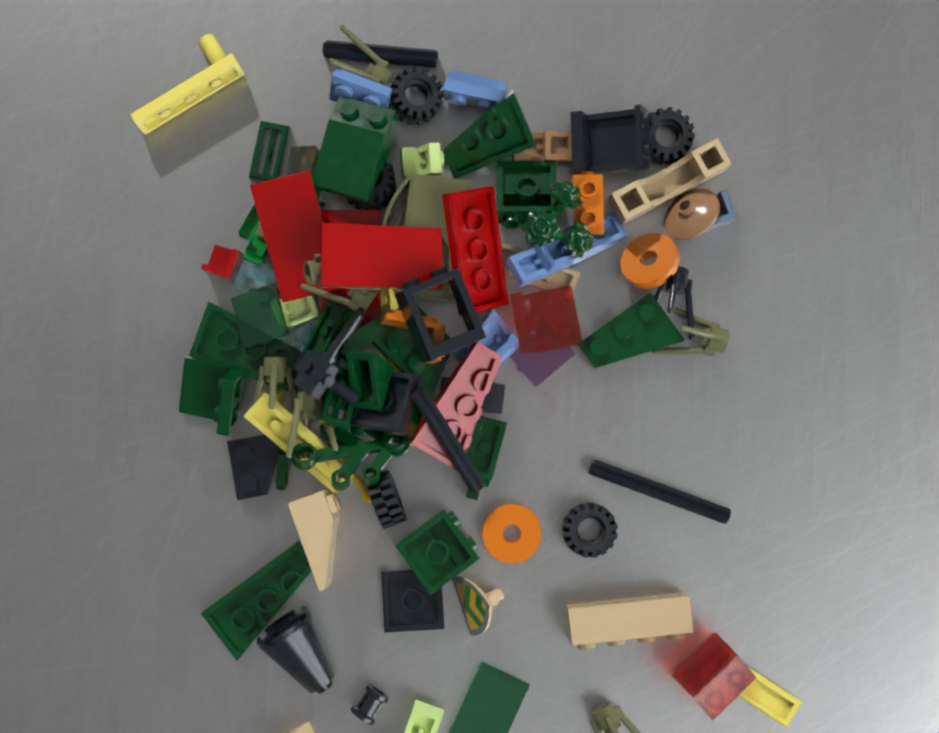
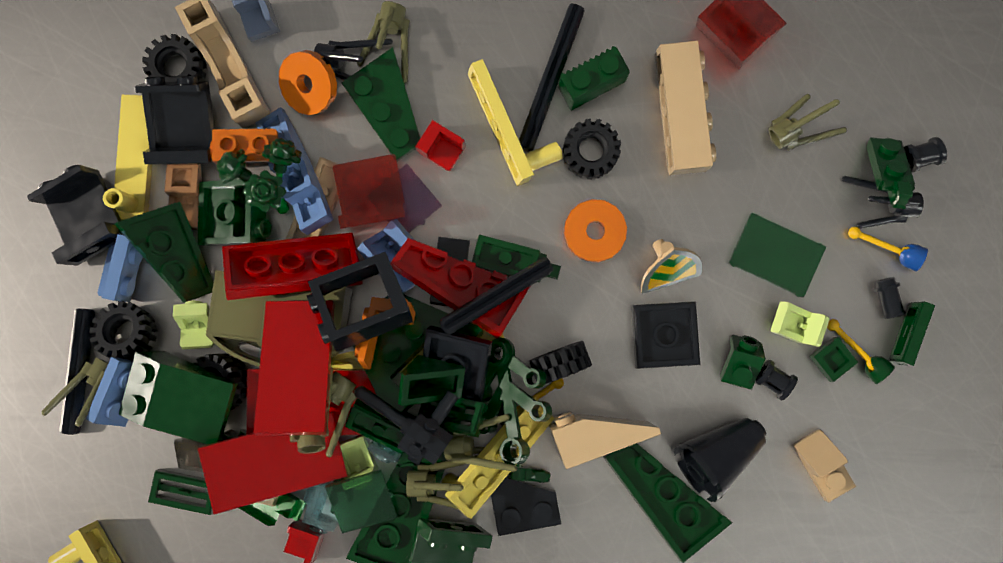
camera: 90 degrees left, 0 degrees up
(387, 673) = (743, 362): none -> dark green bracket
(438, 550) = (614, 306): dark green plate -> none
(524, 54) = (79, 214): none -> black panel
(562, 98) = (132, 176): none -> light yellow piece
(574, 461) = (519, 163): none -> light yellow piece
(591, 386) = (441, 146): none -> red panel
(657, 532) = (593, 78): none -> dark green brick
(692, 214) = (258, 38): medium nougat dish -> none

